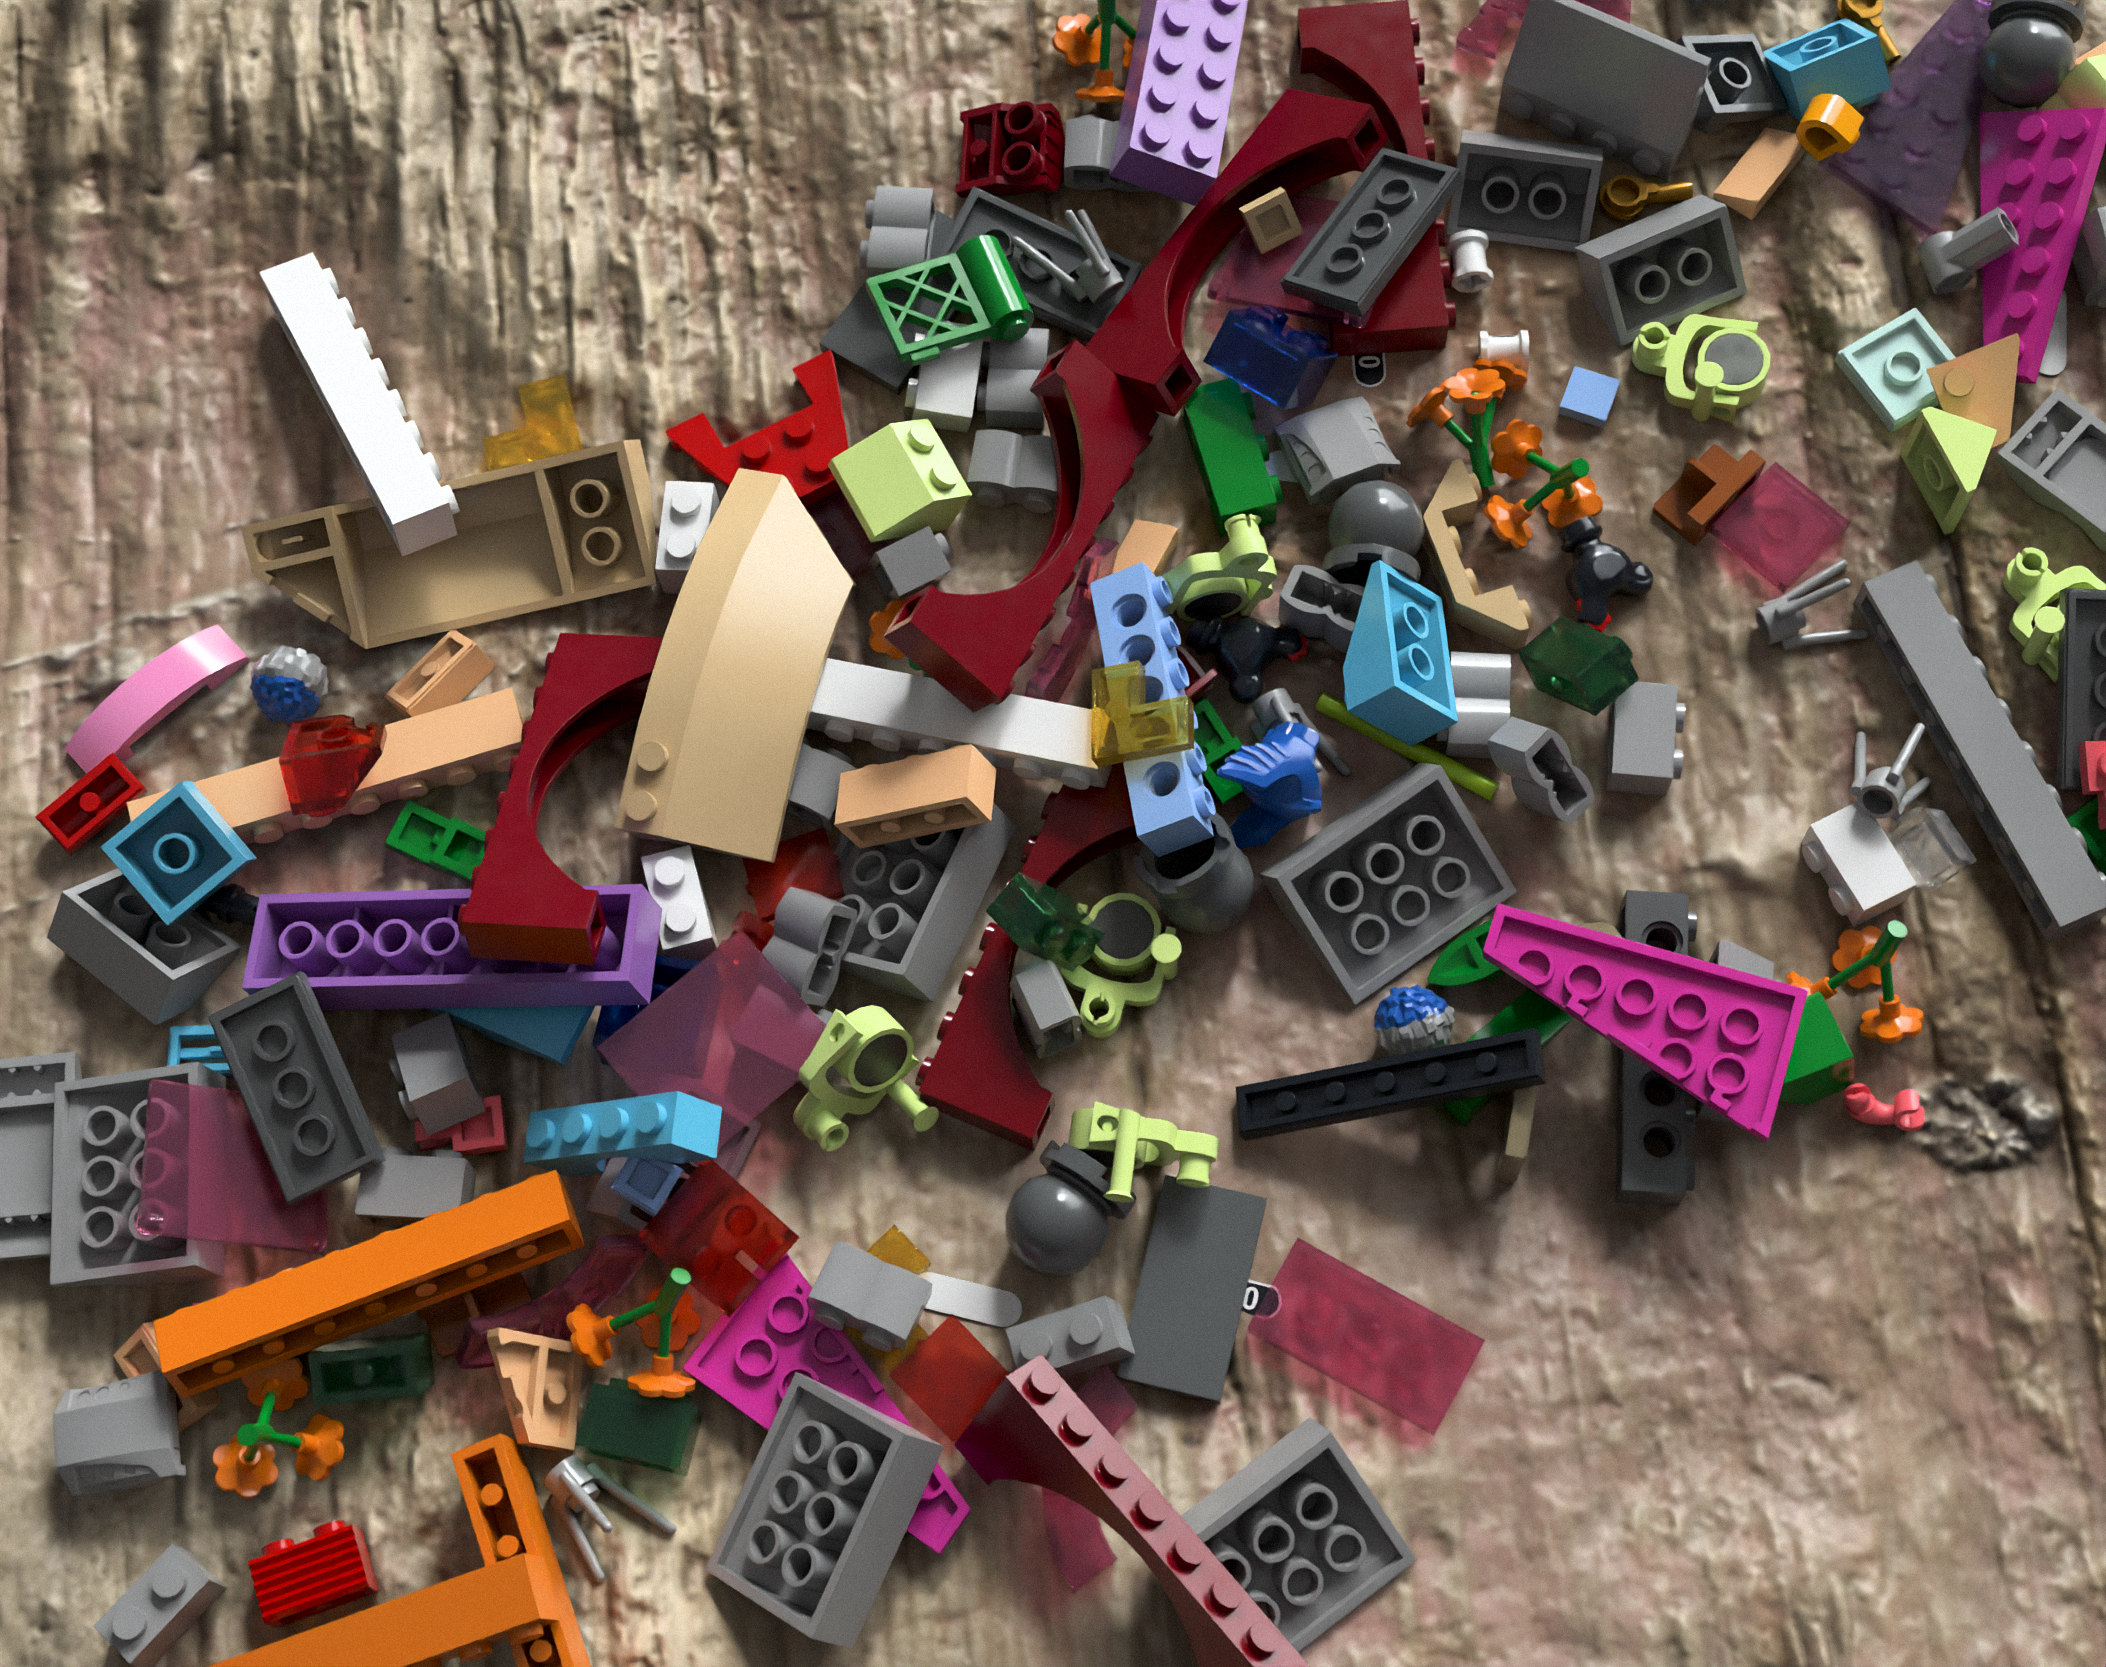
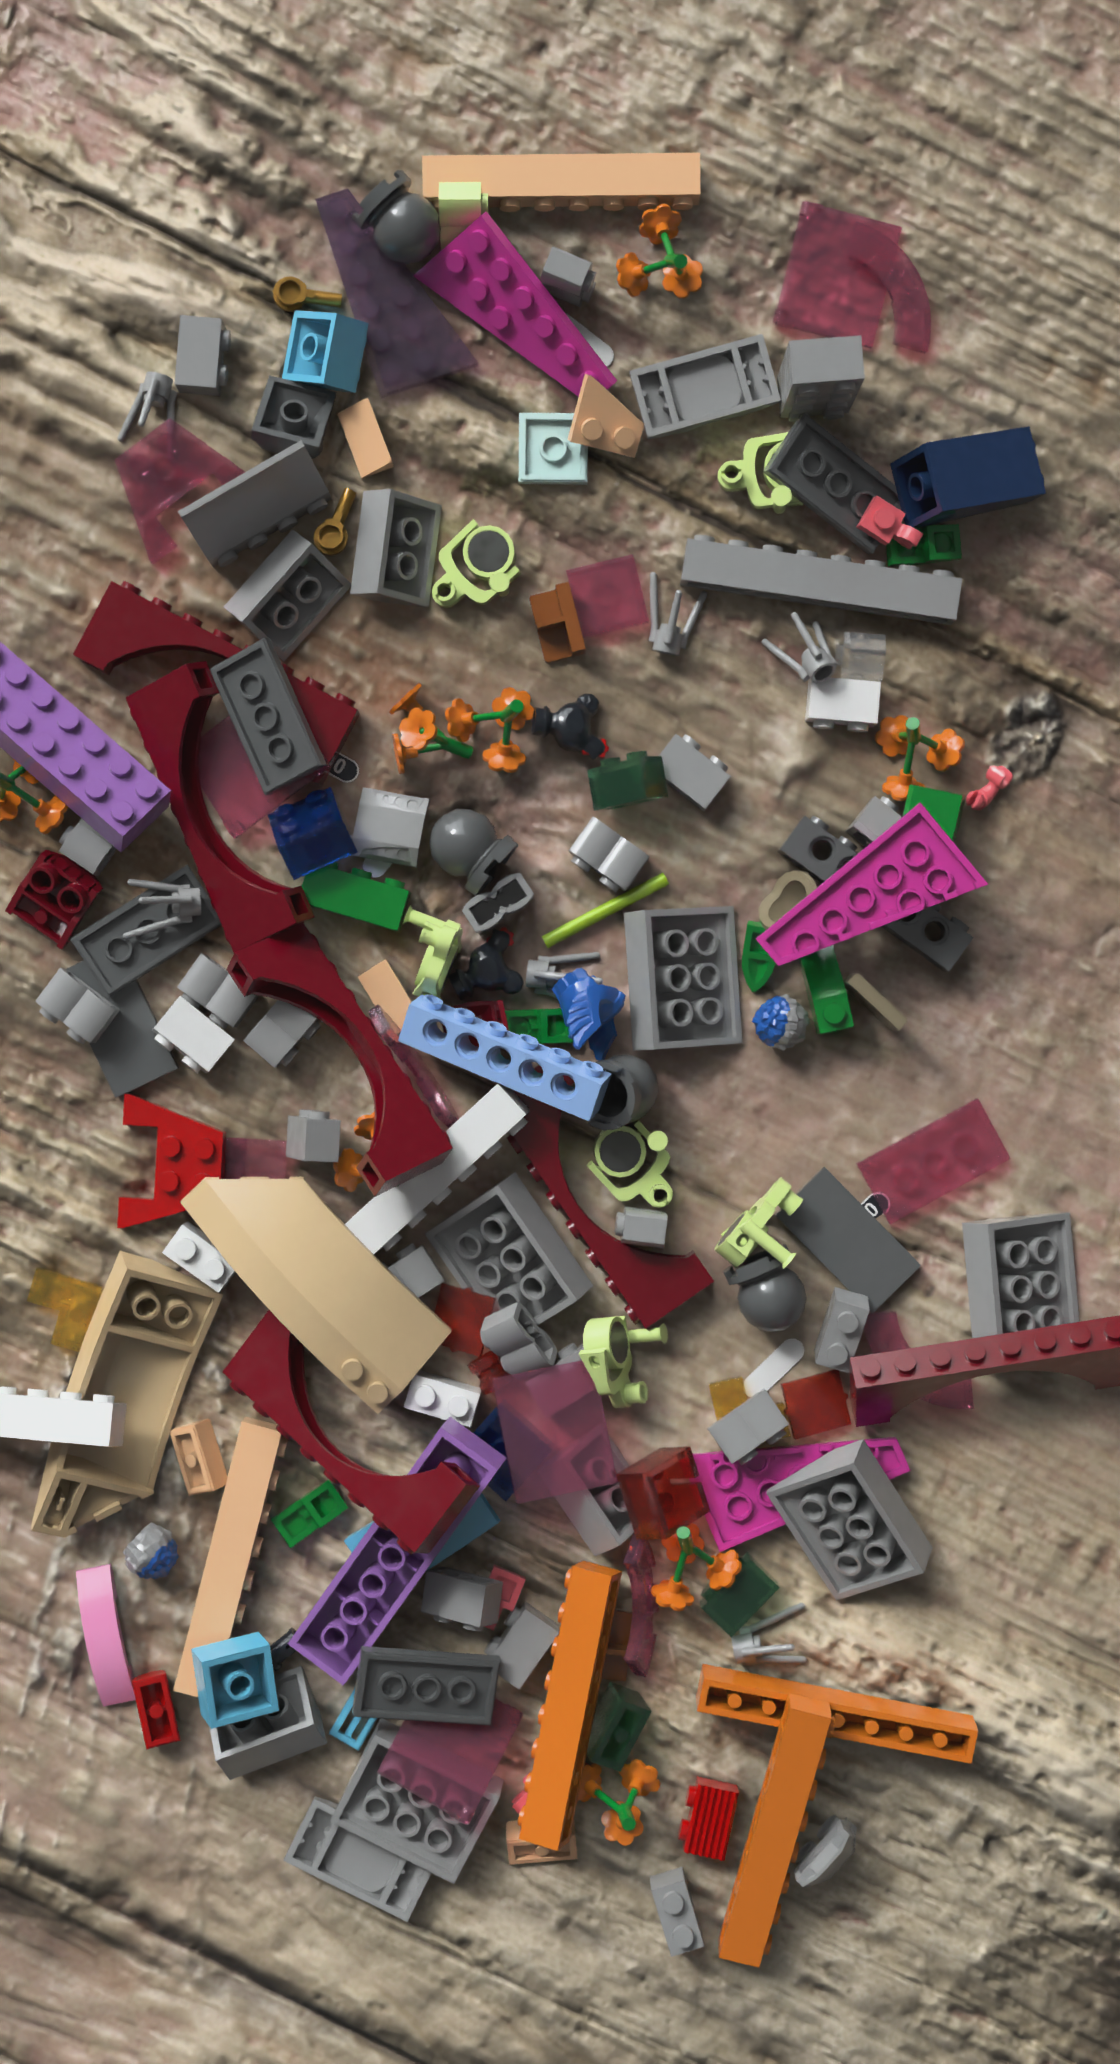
camera: 65 degrees left, 20 degrees up
(118, 1435) = (564, 1887): light grey slope -> none
(328, 761) = (228, 1559): clear red slope -> none
(539, 1387) = (682, 1639): light nougat wing -> none
(645, 1182) = (609, 1517): light blue tile -> none
(650, 1126) = (576, 1517): medium azure arch -> none
(901, 481) = (250, 1109): yellowish green slope -> none
(915, 796) = (468, 1225): light nougat brick -> none
(987, 294) = (156, 979): green piece -> none
(1045, 922) = (597, 1198): clear green brick -> none
(1130, 728) = (515, 1084): clear yellow tile -> none
(1271, 220) = (215, 771): tan tile -> none
(1391, 1084) = (812, 1062): black tile -> none
(1400, 659) = (559, 886): medium azure slope -> none
(1469, 261) = (315, 662): white bush -> none
(1490, 614) = (560, 802): tan slope -> none
(1506, 348) = (390, 683): white bush -> none
(1541, 770) = (679, 850): light grey brick -> none
(1589, 397) = (450, 650): light blue tile -> none
(1828, 126) = (372, 382): light orange plate -> none
(1947, 461) = (641, 474): yellowish green slope -> none
(1953, 256) = (504, 363): light grey piece -> none

